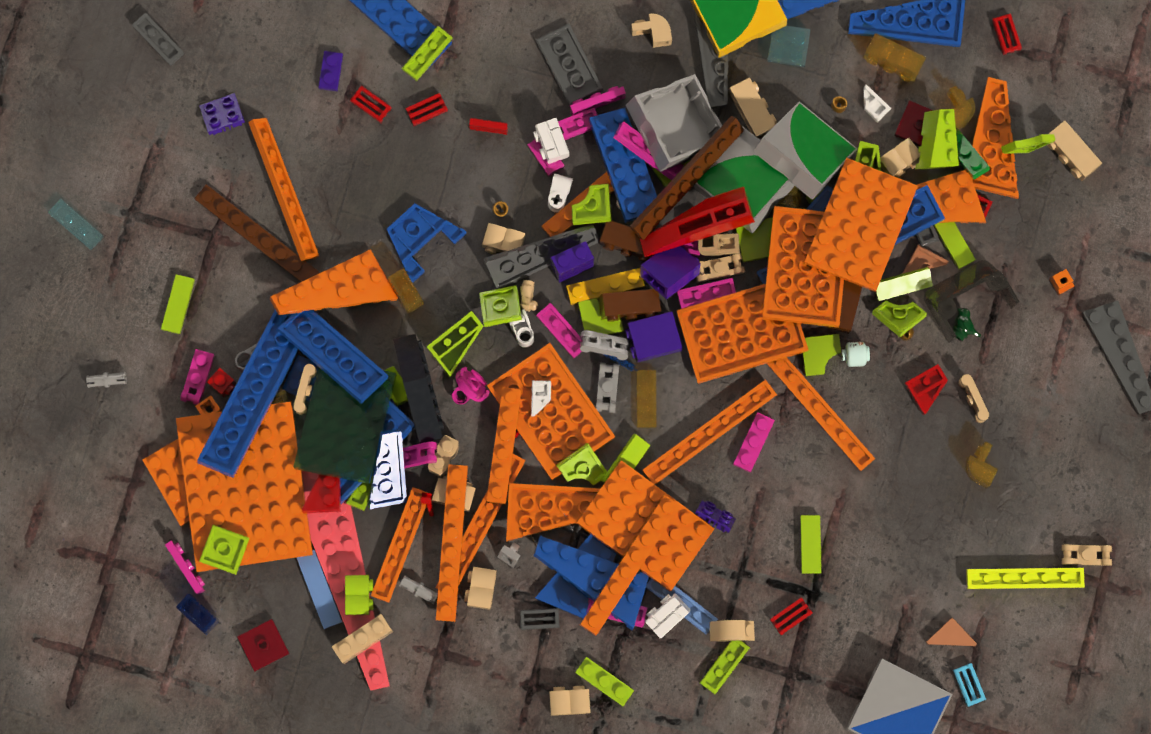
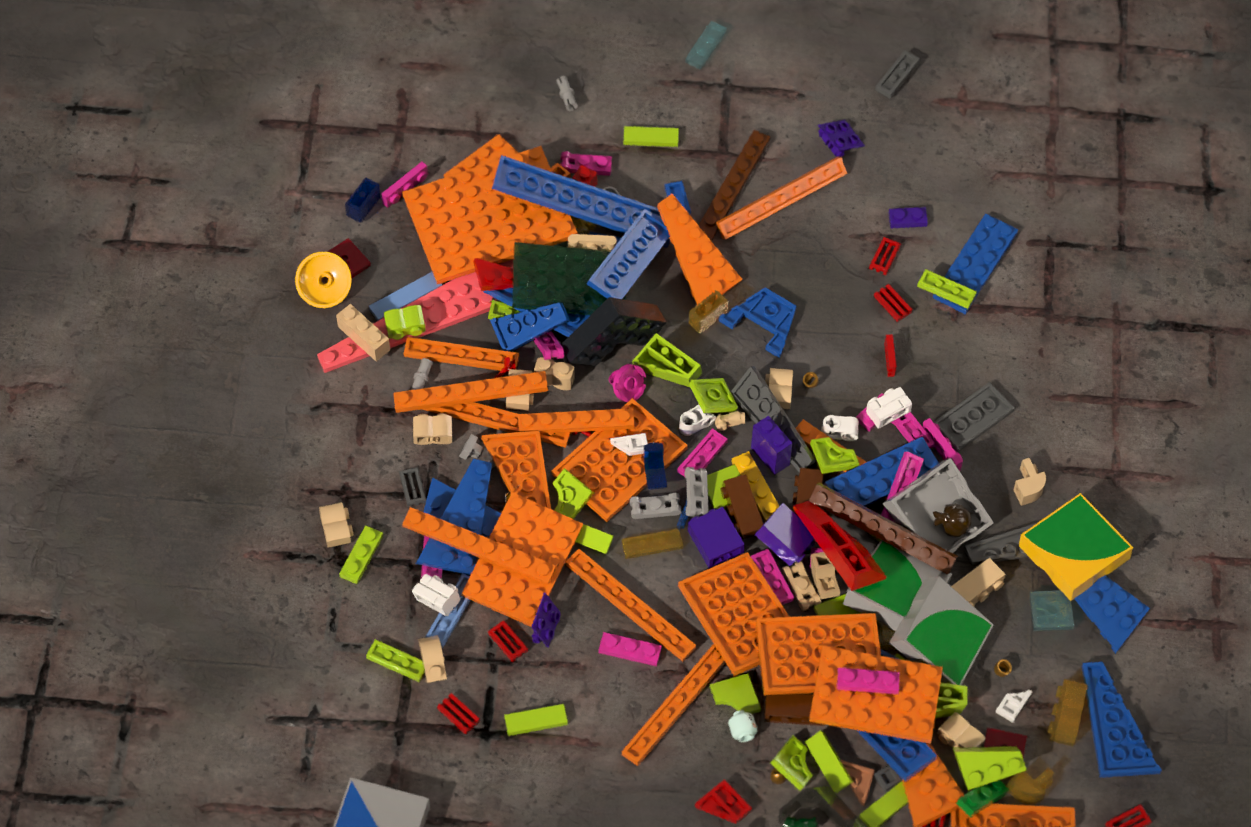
camera: 80 degrees right, 20 degrees down
(224, 549) = (426, 206): lime tile -> none
(257, 293) = (678, 191): none -> blue tile
(298, 672) = (310, 276): none -> yellow dish
(573, 379) = (654, 465): none -> clear blue bracket
(687, 108) = (954, 518): none -> dark brown hat
(709, 563) = (517, 653): none -> red tile
(852, 228) = (868, 680): none -> dark pink plate

